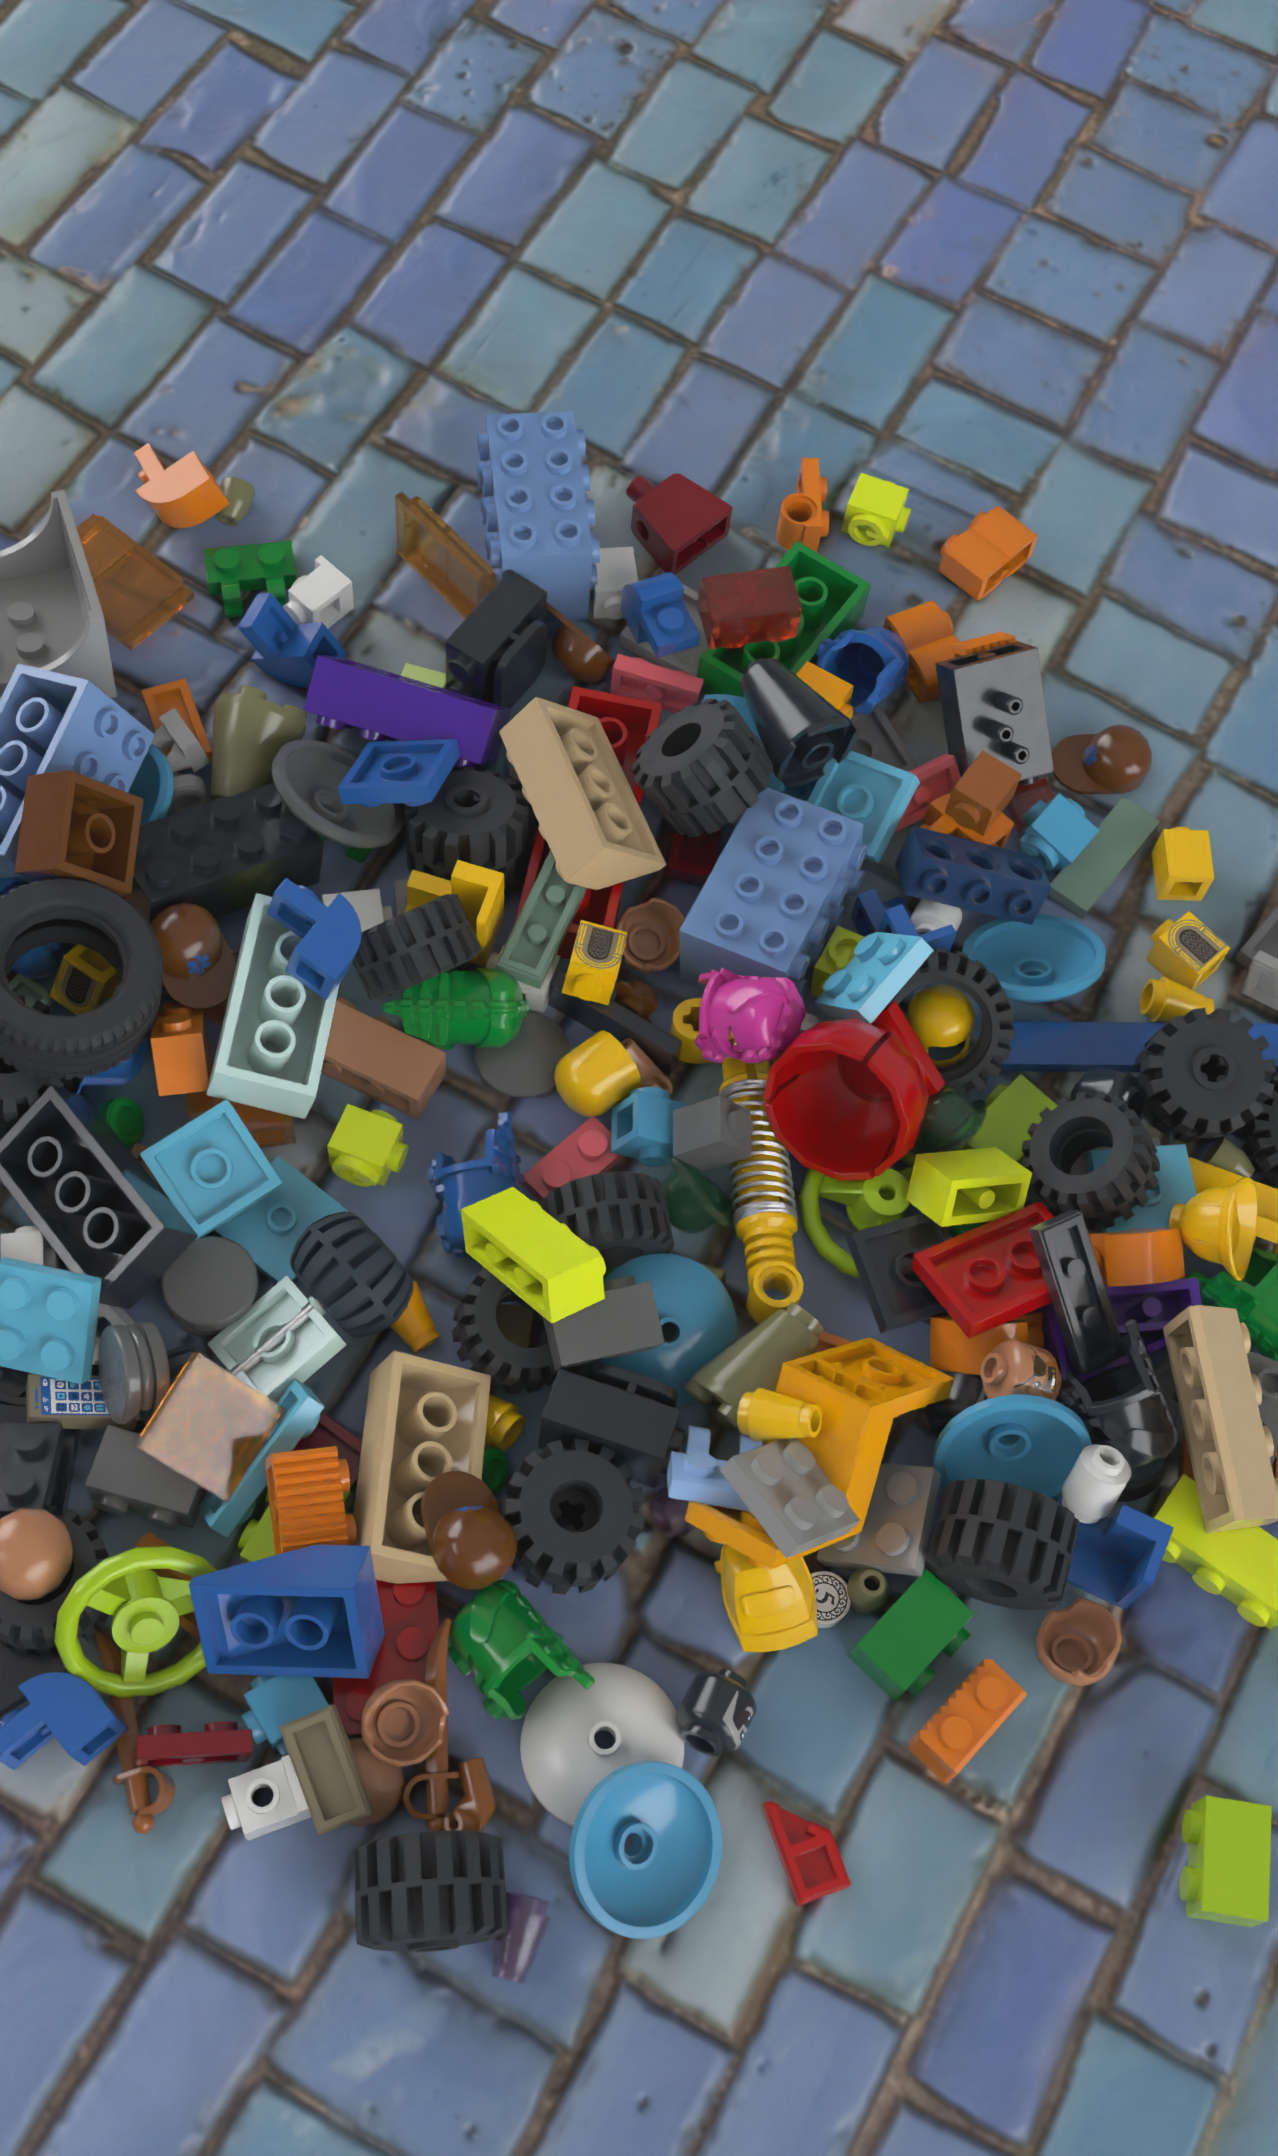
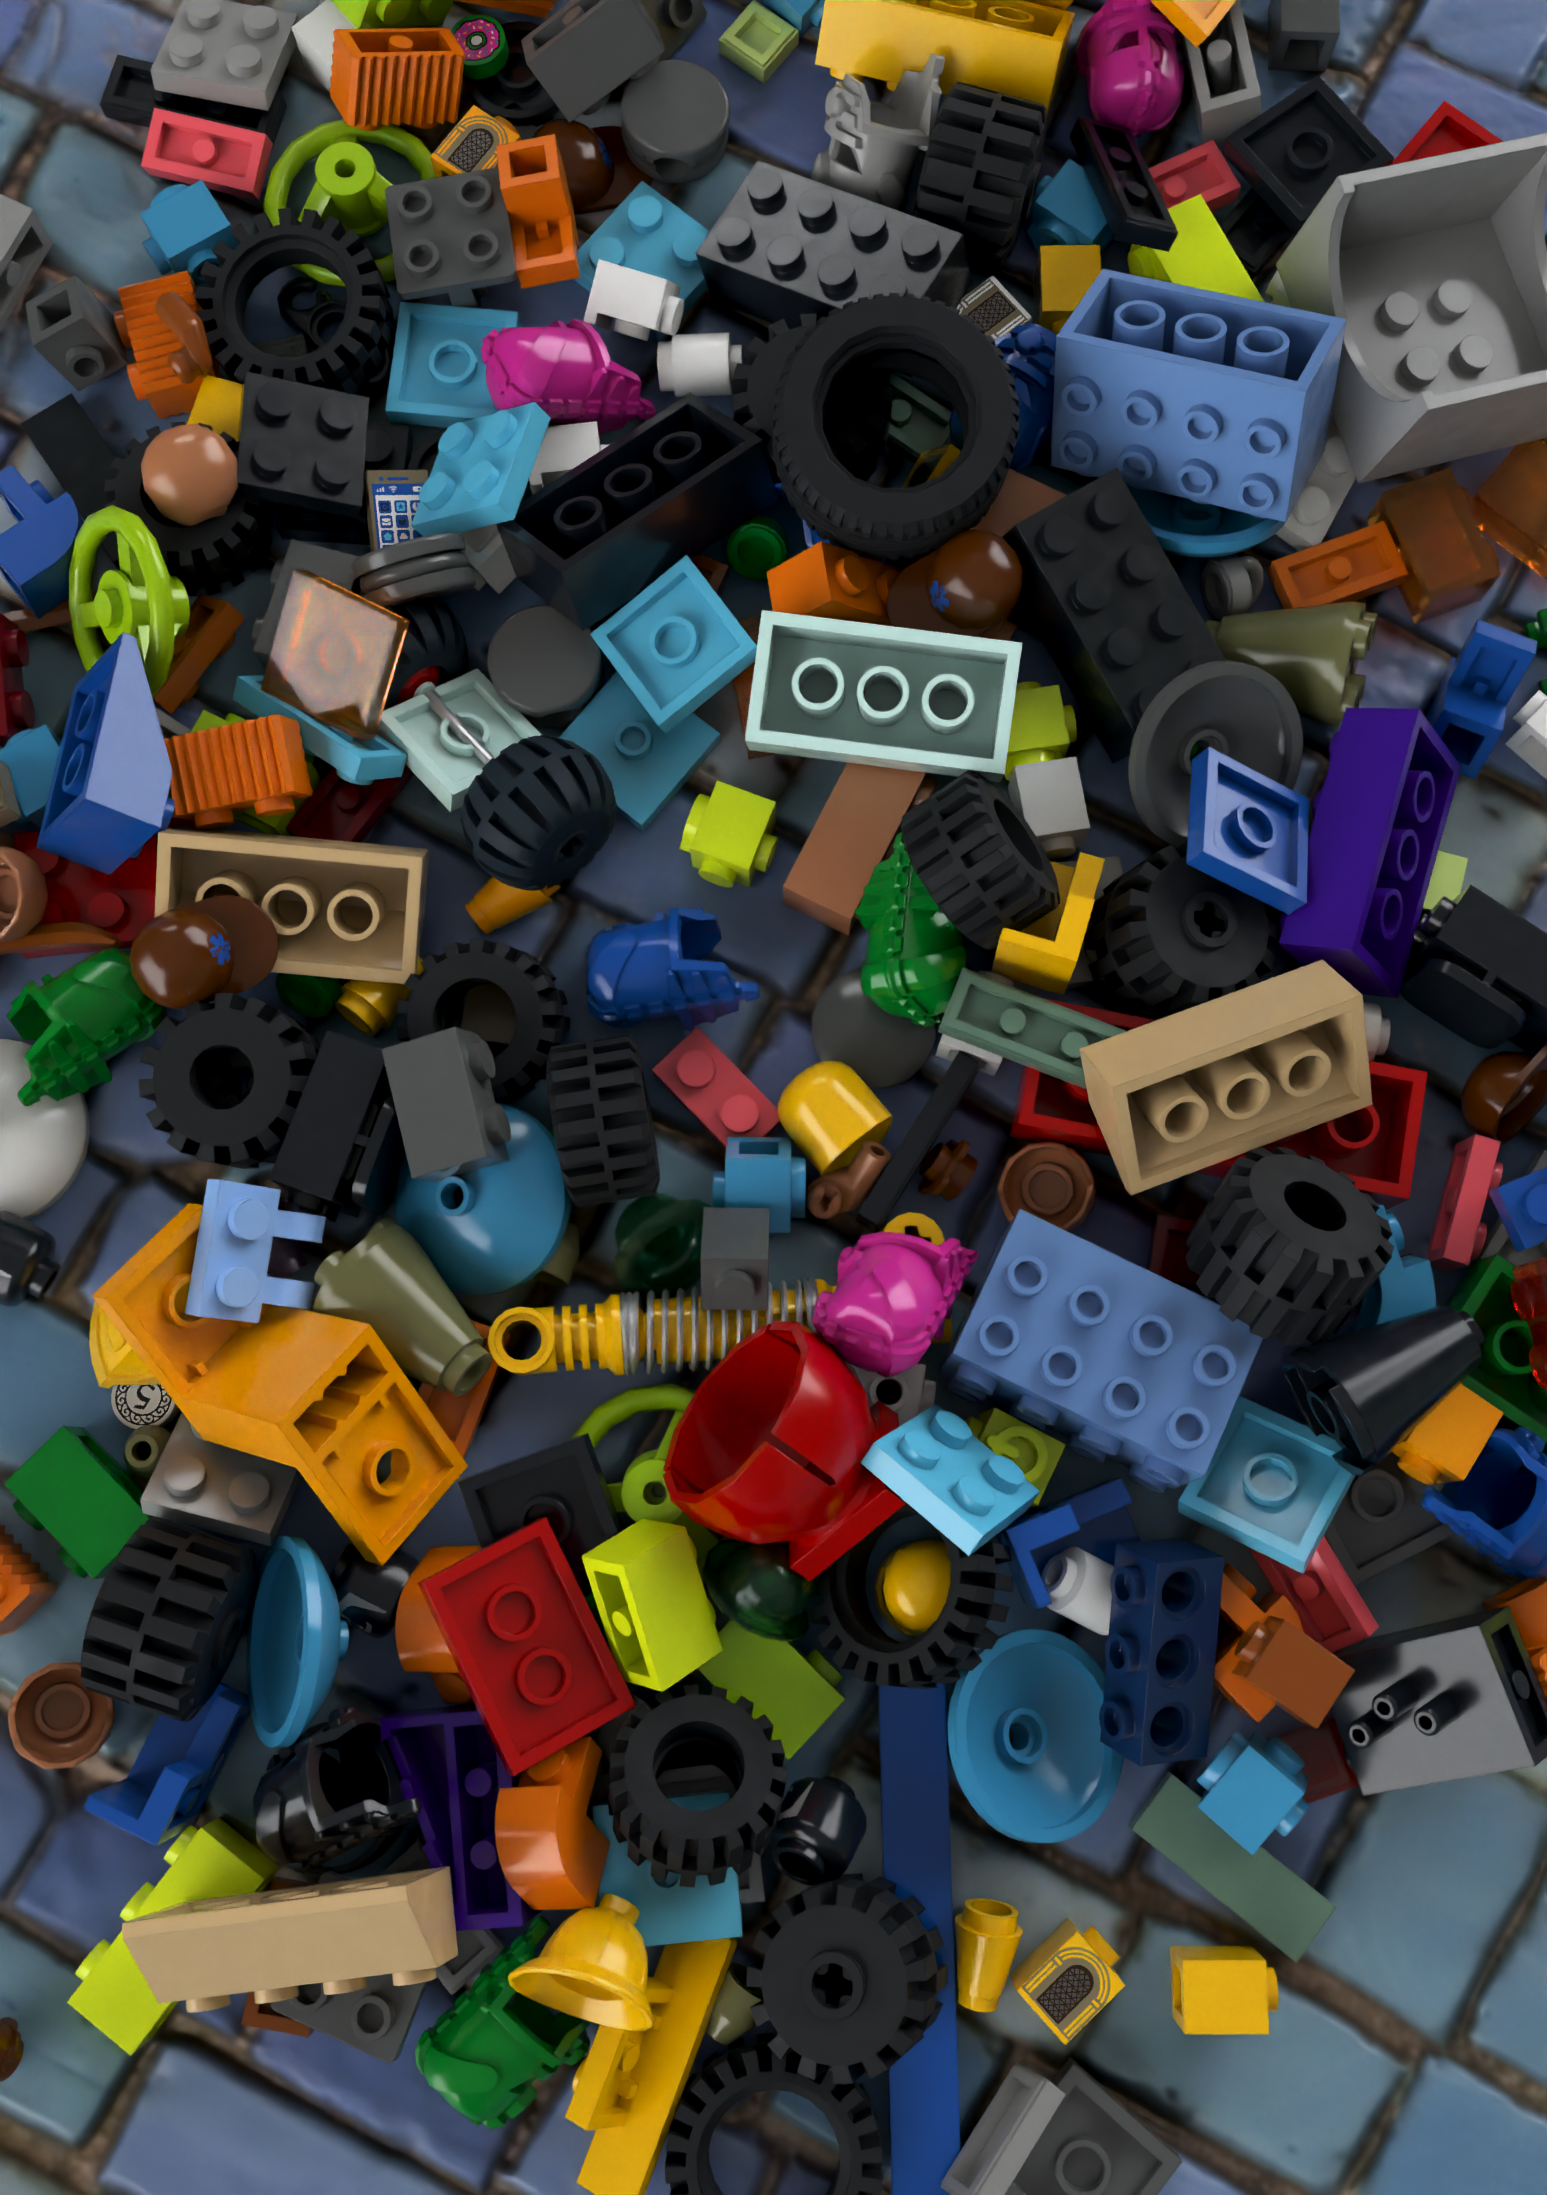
camera: 100 degrees right, 15 degrees up
(78, 831) = (1089, 418): reddish brown brick -> none
(162, 657) = (1438, 544): none -> clear orange brick
(178, 737) = (1294, 569): light grey tile -> none
(327, 935) = (952, 737): blue brick -> none
(533, 1254) = (525, 1012): neon yellow brick -> none
(594, 962) = (979, 1101): yellow brick -> none
(775, 1416) = (301, 1315): yellow cone -> none
(790, 1495) = (191, 1326): light grey plate -> none
(1020, 1369) = (374, 1654): nougat head -> none
(1077, 1291) = (478, 1738): black tile -> none
(1095, 1483) = (233, 1748): white brick -> none
(1103, 762) = (1402, 1880): reddish brown cap -> none

